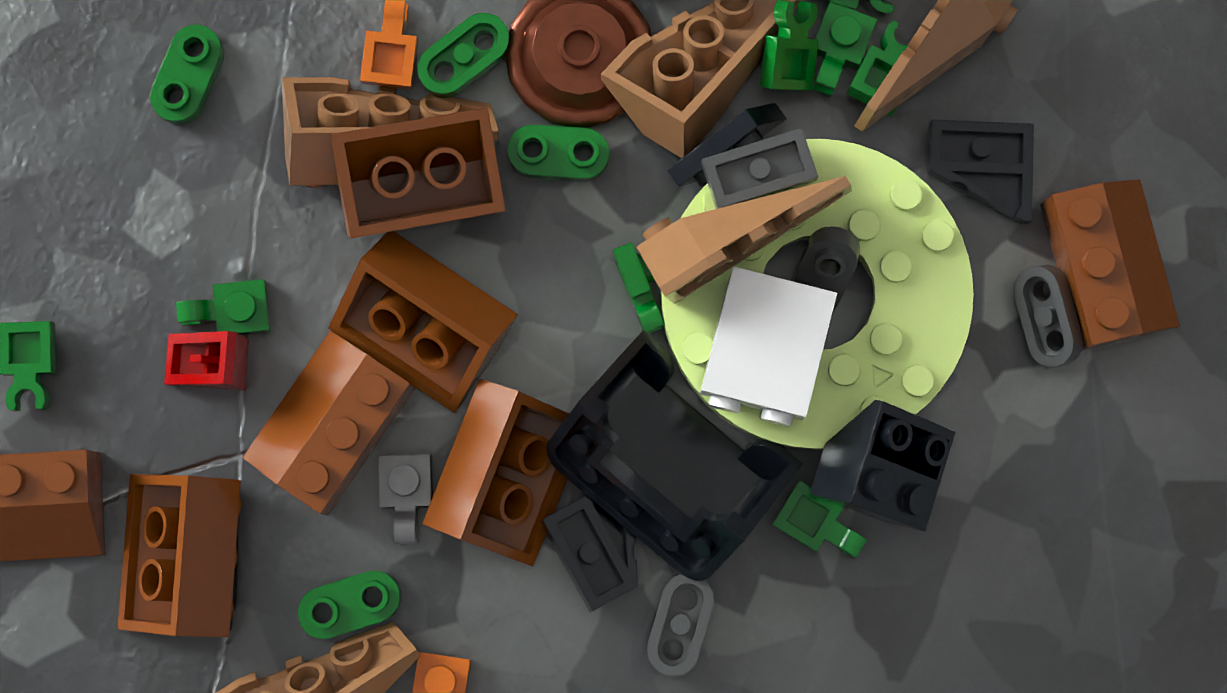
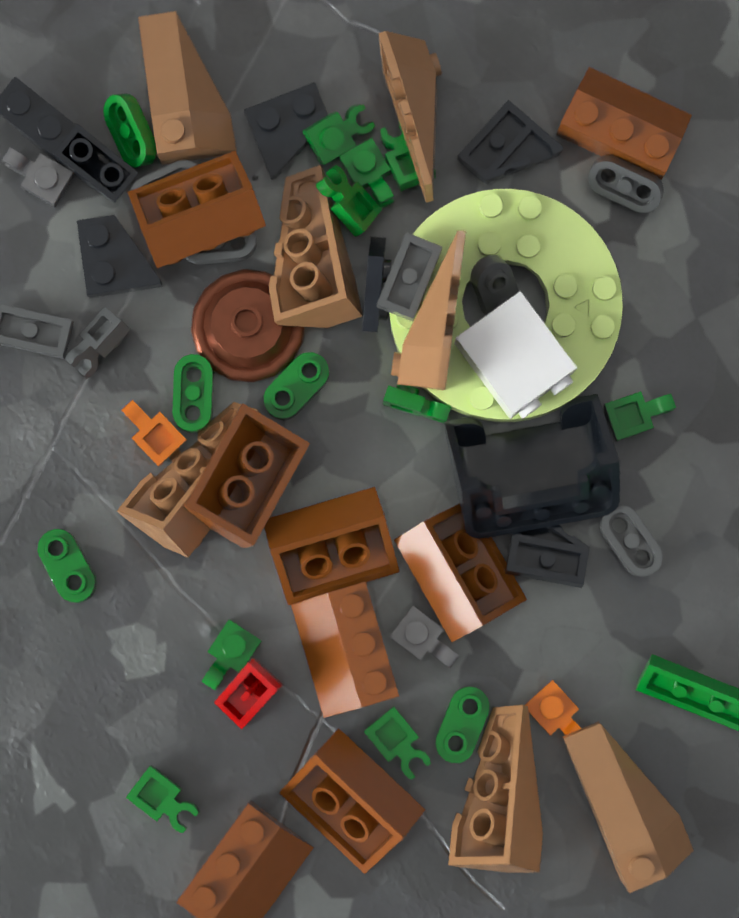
camera: 50 degrees left, 0 degrees up
(278, 544) = (393, 737): none -> green plate
(885, 465) = (638, 347): black slope -> none

